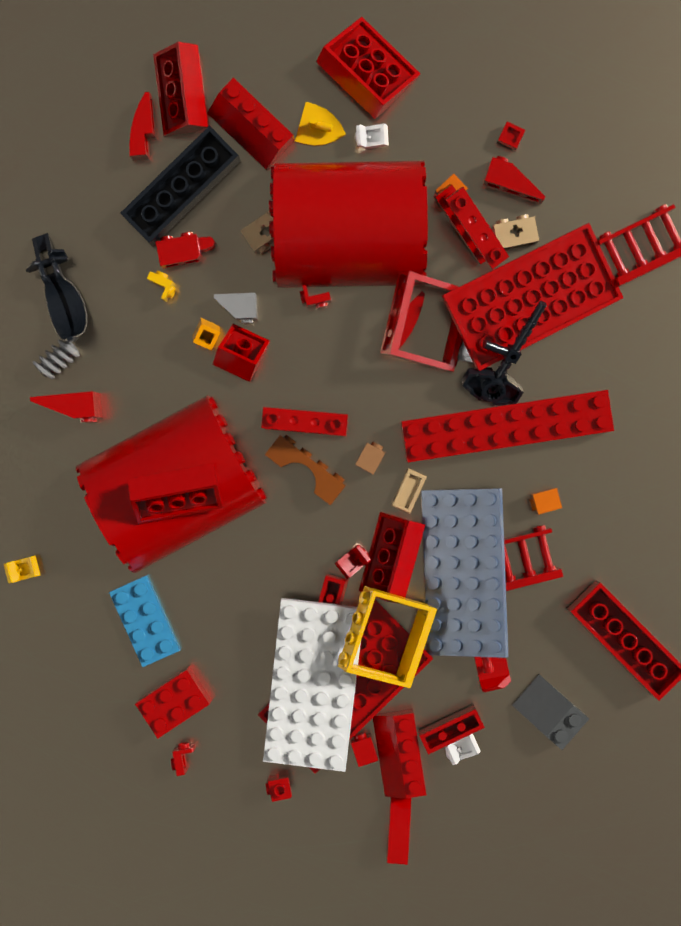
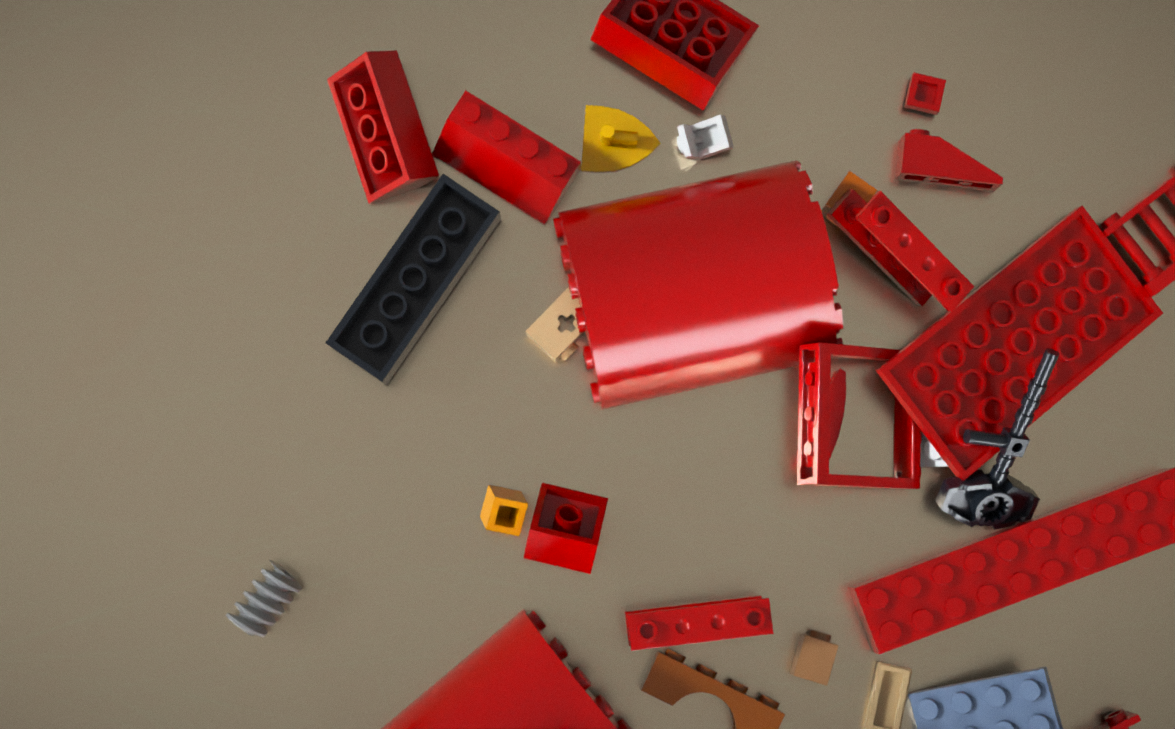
camera: 15 degrees left, 5 degrees down
(62, 298) = (255, 499): black piece -> none
(79, 405) = (311, 675): red slope -> none
(142, 128) = (333, 200): red slope -> none
(161, 279) = (410, 435): yellow bracket -> none
(183, 249) = (438, 380): red hinge -> none
(240, 305) = (548, 452): light grey slope -> none
(318, 300) = (676, 417): red bracket -> none
(524, 224) = (984, 235): tan brick -> none
(545, 501) = (1115, 669): orange brick -> none

